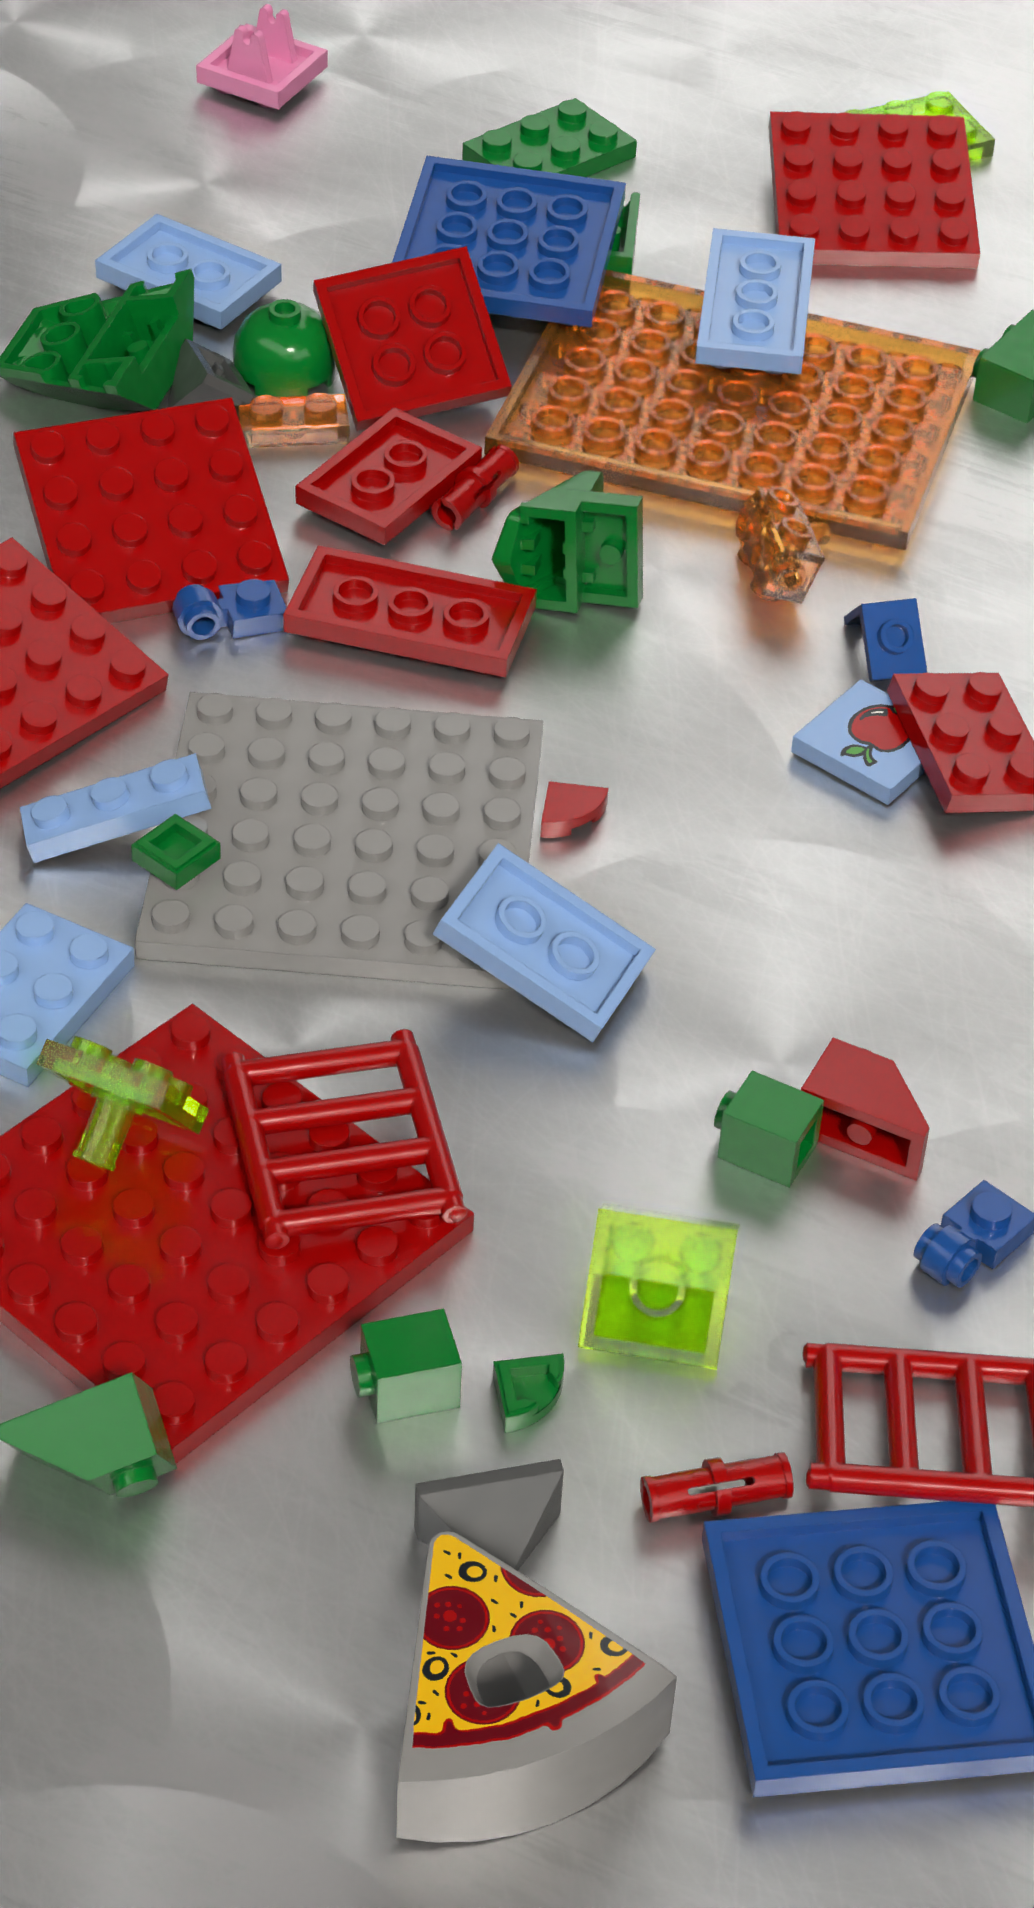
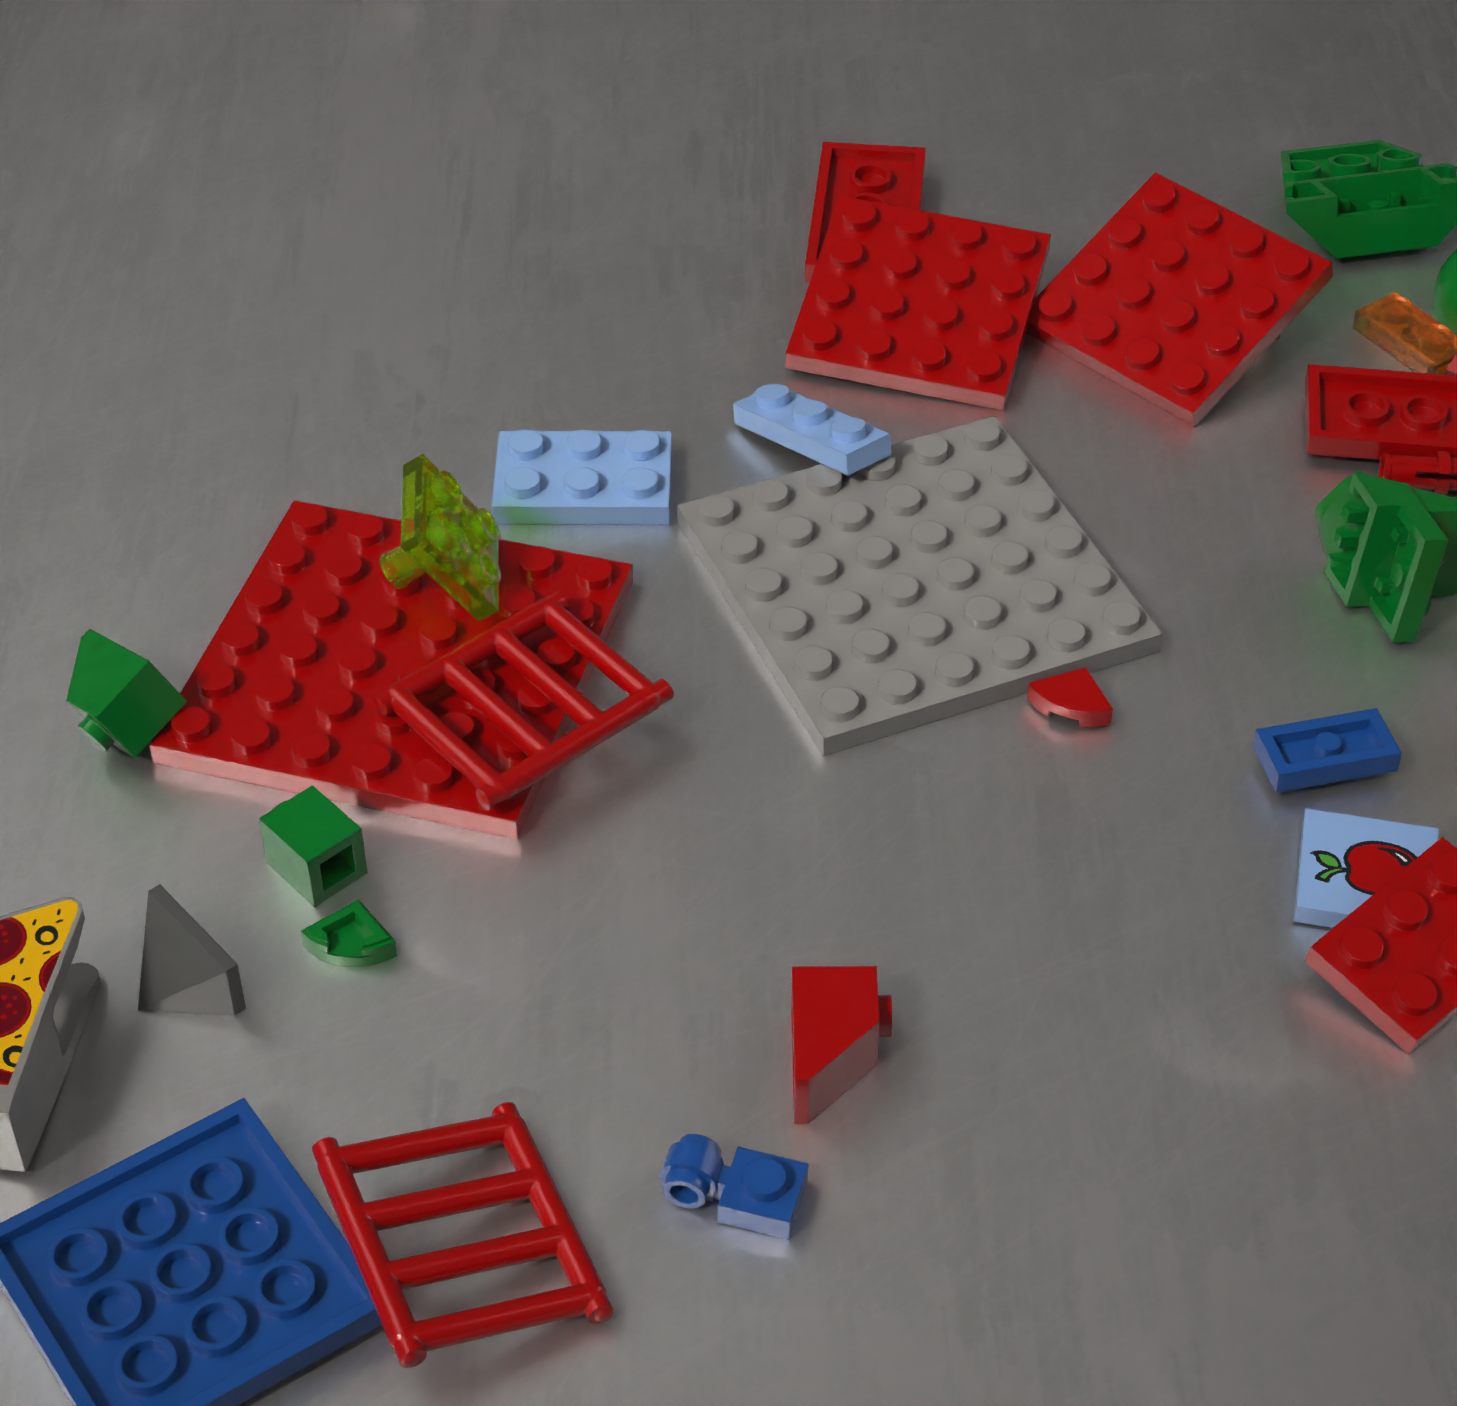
camera: 65 degrees right, 0 degrees up
(176, 851) = (778, 476): green tile -> none
(206, 377) = (1401, 262): dark grey slope -> none
(244, 607) = (1136, 409): blue plate -> none
(410, 611) = (1227, 500): red plate -> none
(544, 942) = (854, 733): light blue plate -> none
(658, 1285) = (511, 968): clear neon green slope -> none
(739, 696) = (1326, 750): none -> blue plate
(764, 1480) = (301, 1097): red pin -> none
(768, 1128) = (753, 977): green brick -> none

